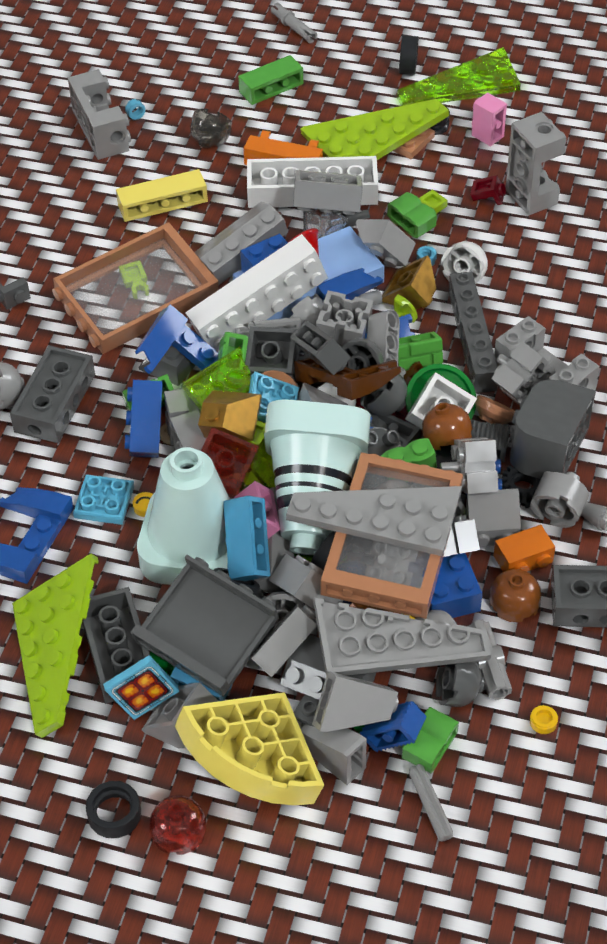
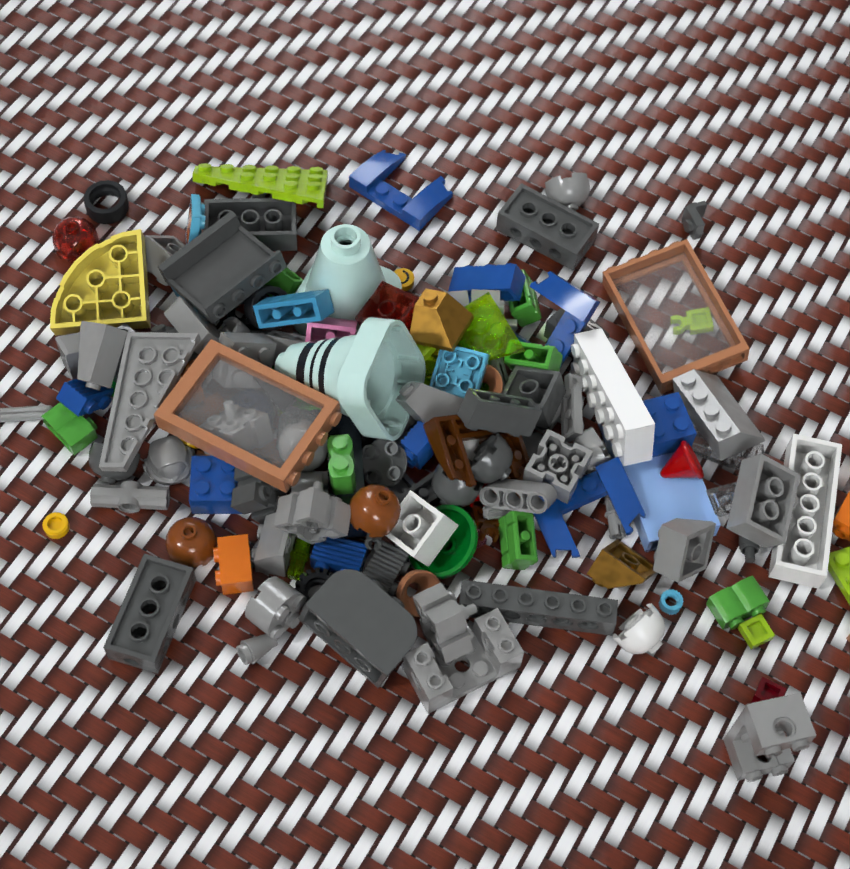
camera: 100 degrees right, 10 degrees up
(103, 499) = (419, 251): medium azure tile -> none
(162, 195) = (811, 365): light yellow brick -> none
(399, 517) = (253, 407): light grey wing -> none
(404, 307) = (593, 551): lime tile -> none

